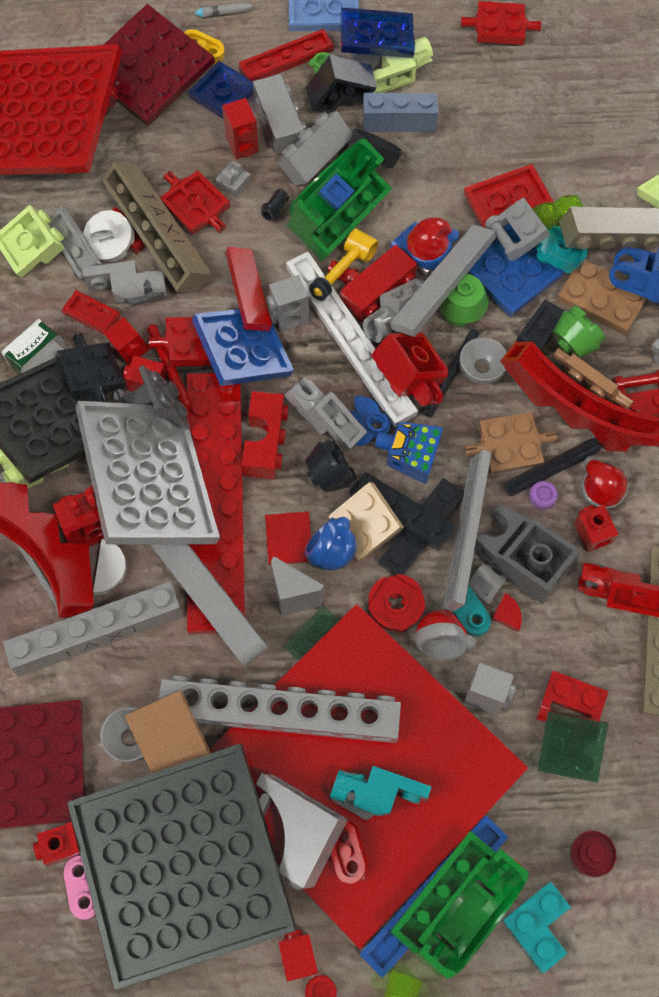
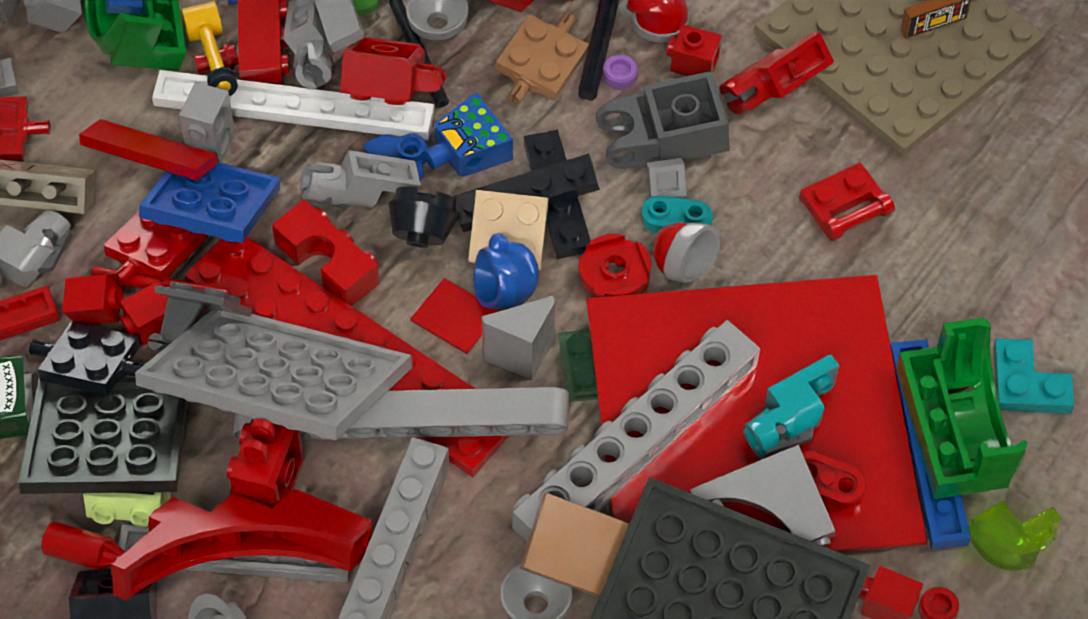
camera: 50 degrees left, 10 degrees down
(110, 568) = (330, 488): white tile -> none
(271, 210) = (73, 68): black pin -> none
(467, 531) = (605, 151): light grey tile -> none
(490, 689) = (775, 246): light grey brick -> none
(508, 613) = (711, 185): red tile -> none
(572, 746) = (887, 225): clear green plate -> none
(593, 854) = (999, 286): dark red plate -> none

